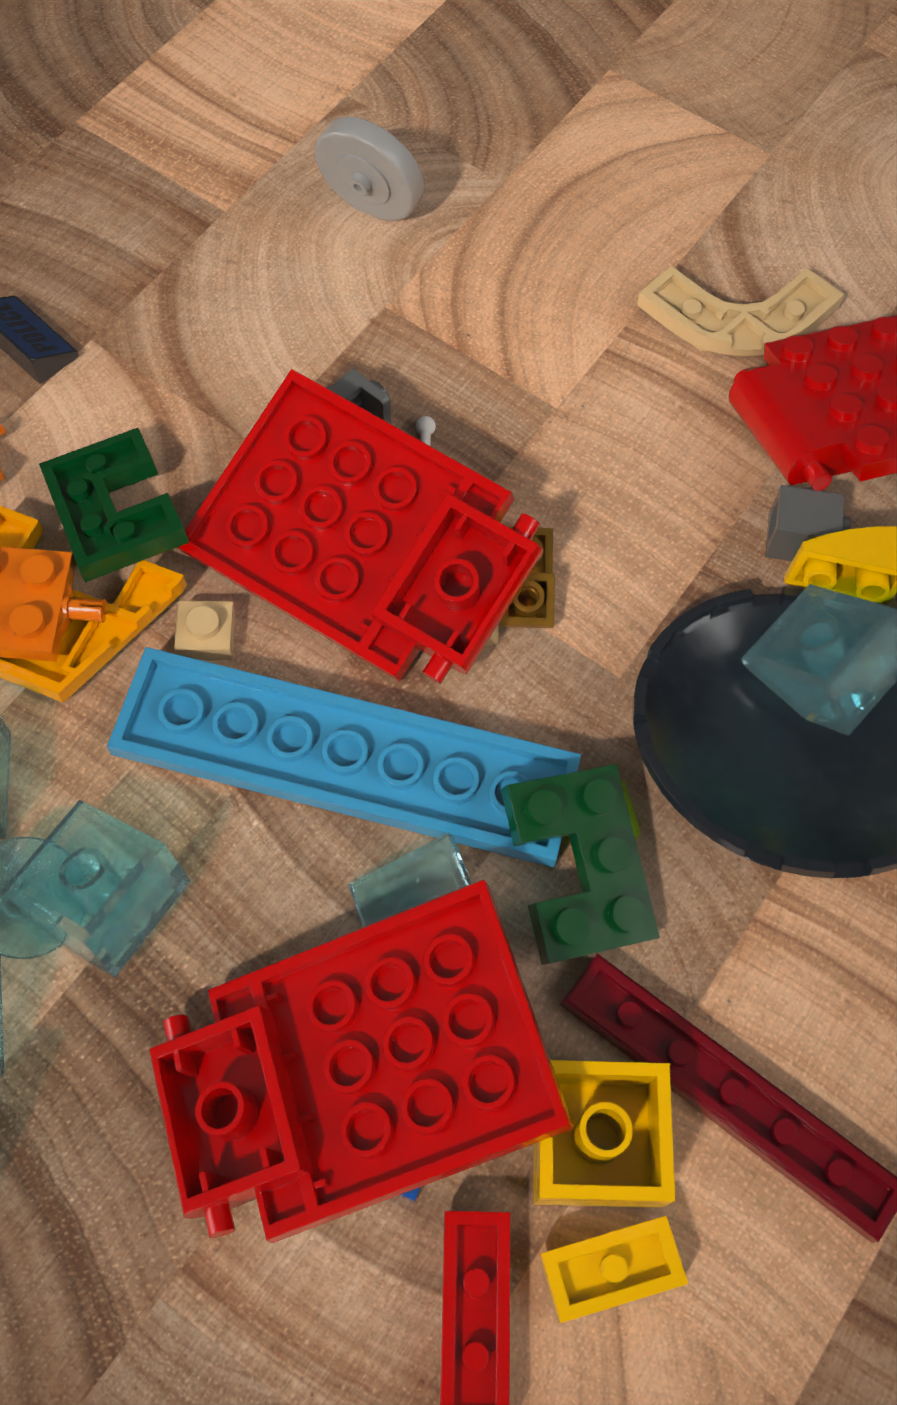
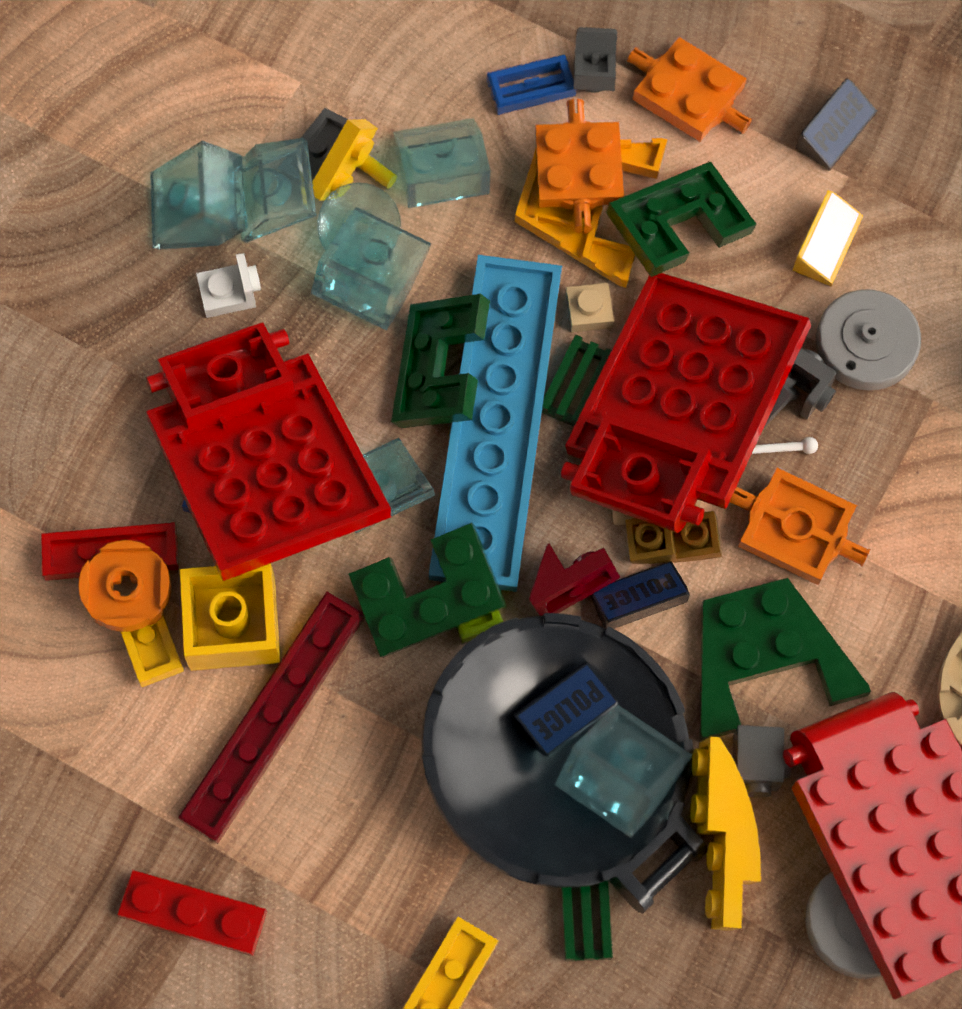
camera: 85 degrees right, 5 degrees up
(76, 1100) = (229, 288): none -> white bracket
(169, 368) = (828, 239): none -> slope
(281, 621) = (590, 351): none -> dark green tile
(289, 844) = (422, 389): none -> dark green plate
(310, 334) = (868, 339): none -> light grey wheel
(530, 444) = (798, 526): none -> orange plate
(576, 1323) = (107, 568): none -> orange plate
(583, 705) = (561, 587): none -> dark red slope
(596, 624) = (640, 595): none -> slope
(653, 514) = (760, 635): none -> dark green wing
(751, 713) = (566, 709): none -> slope

